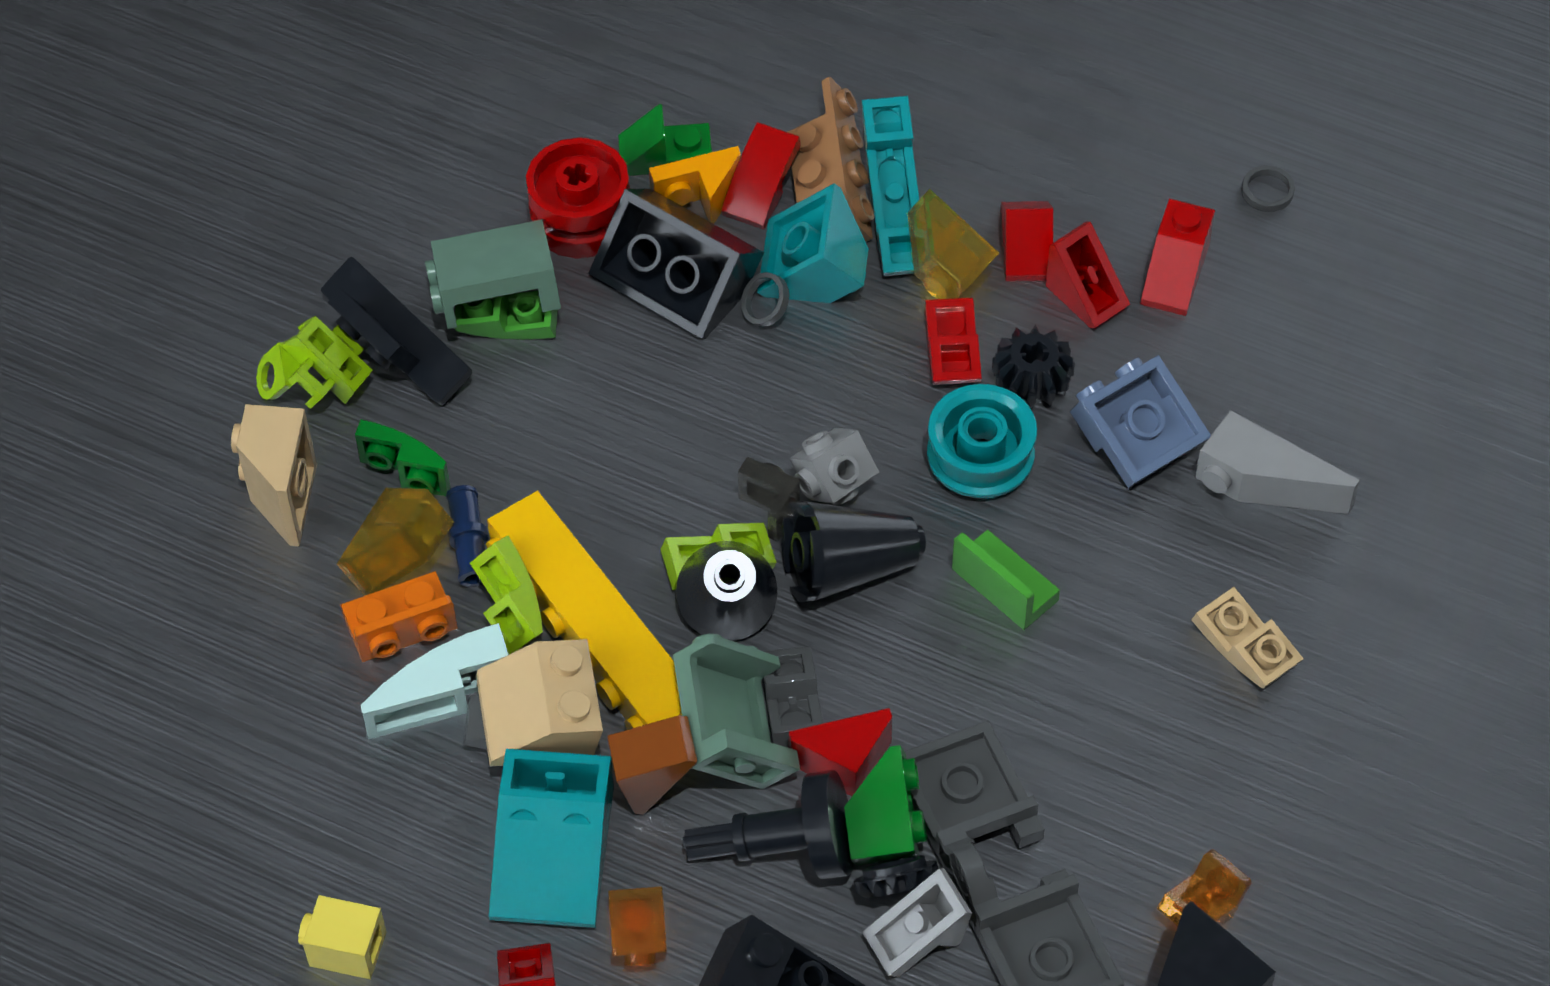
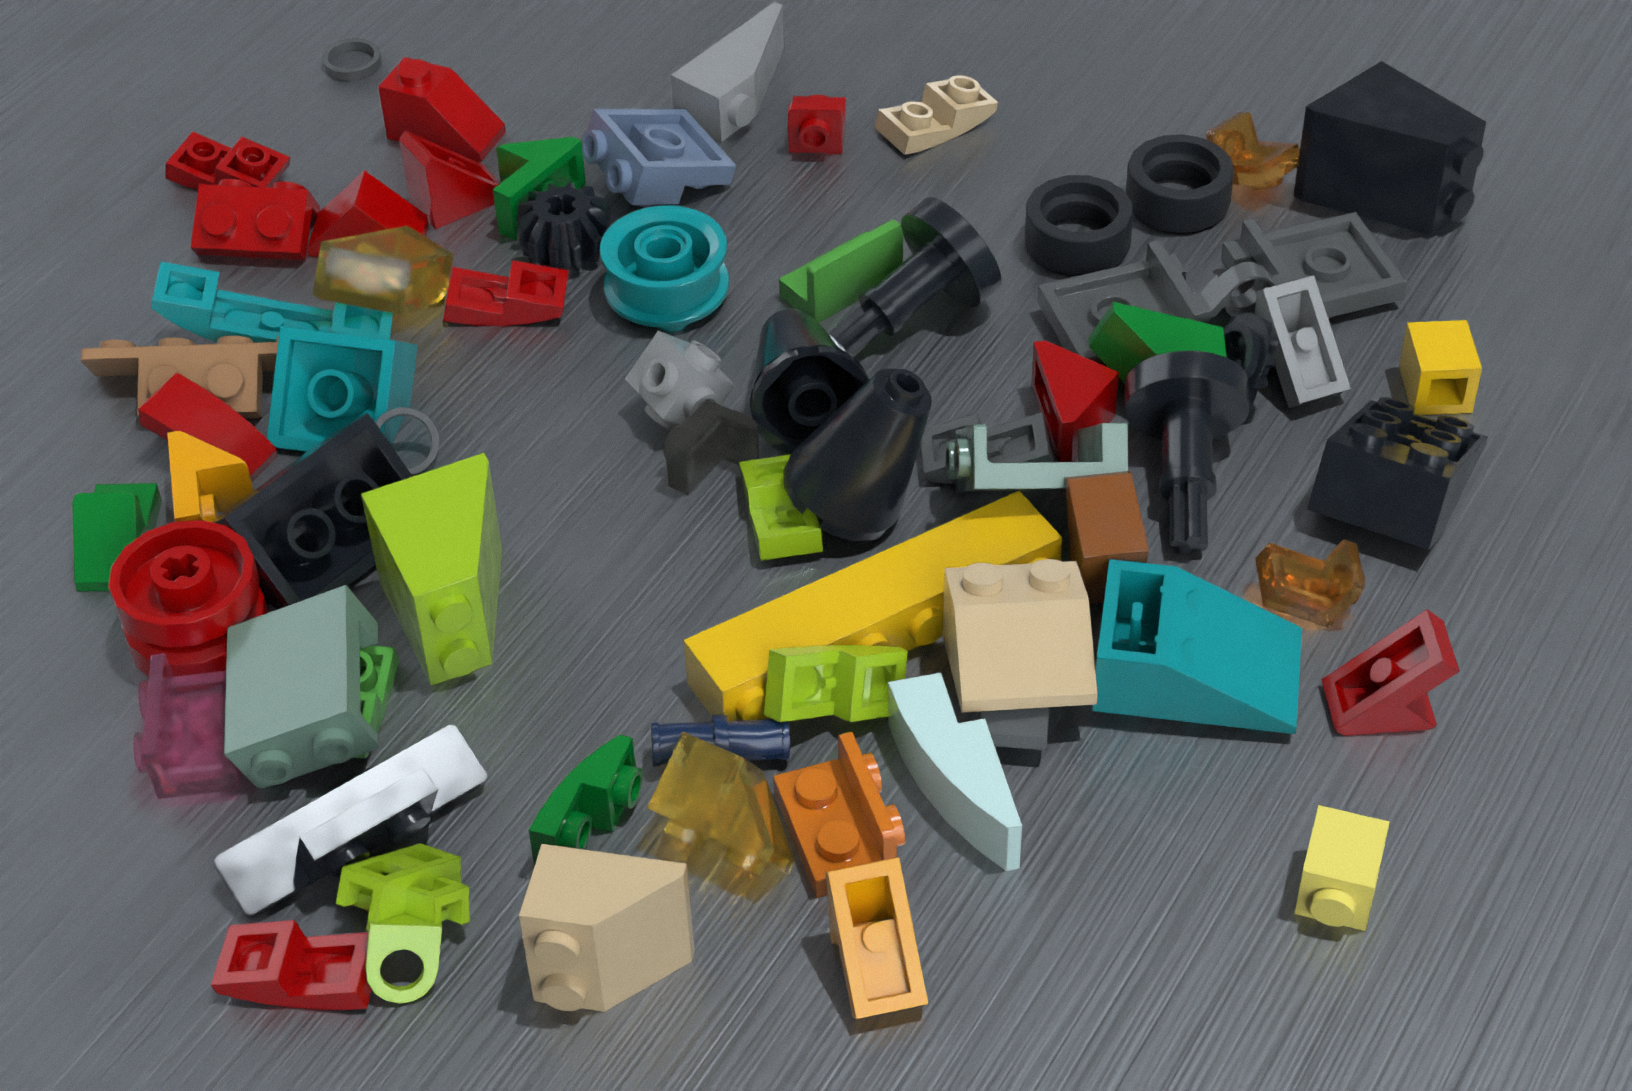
camera: 85 degrees left, 10 degrees down
(273, 634) = (875, 938): none -> light orange slope
(278, 313) = (286, 969): none -> red slope
(466, 210) = (183, 732): none -> clear pink bracket
(604, 335) = (440, 563): none -> lime slope
(995, 636) = (944, 257): none -> black piece
(1022, 157) = (253, 221): none -> red bracket
(1093, 344) = (531, 168): none -> green slope
(1094, 720) = (1078, 198): none -> black tyre
(1095, 128) = (208, 161): none -> red slope
(1164, 802) = (1179, 157): none -> black tyre
(1217, 544) = (816, 124): none -> red bracket

